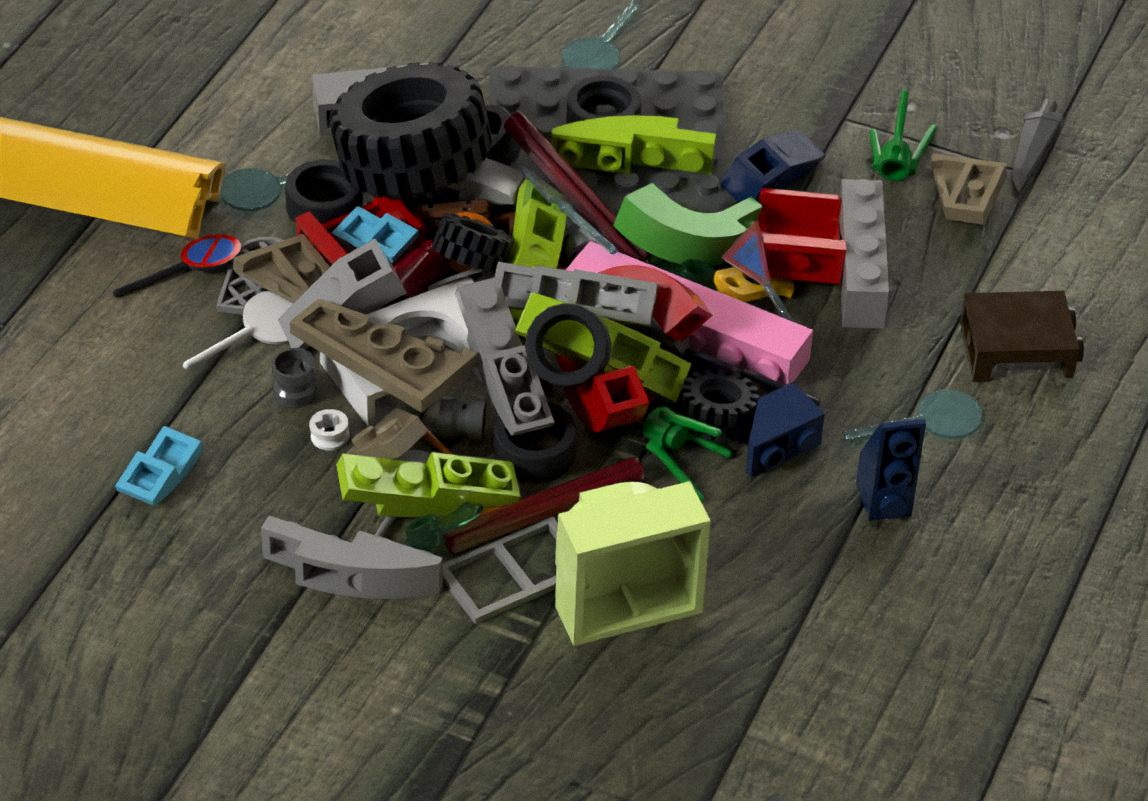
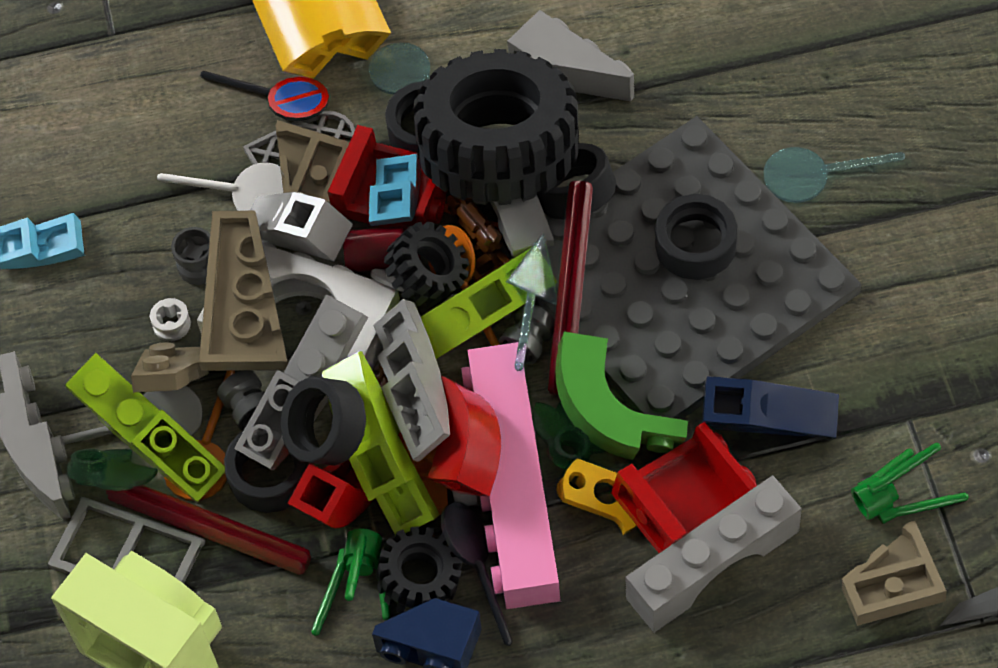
camera: 60 degrees right, 15 degrees up
(620, 141) = (666, 281): lime slope -> none
(749, 257) = (611, 465): clear light blue piece -> none

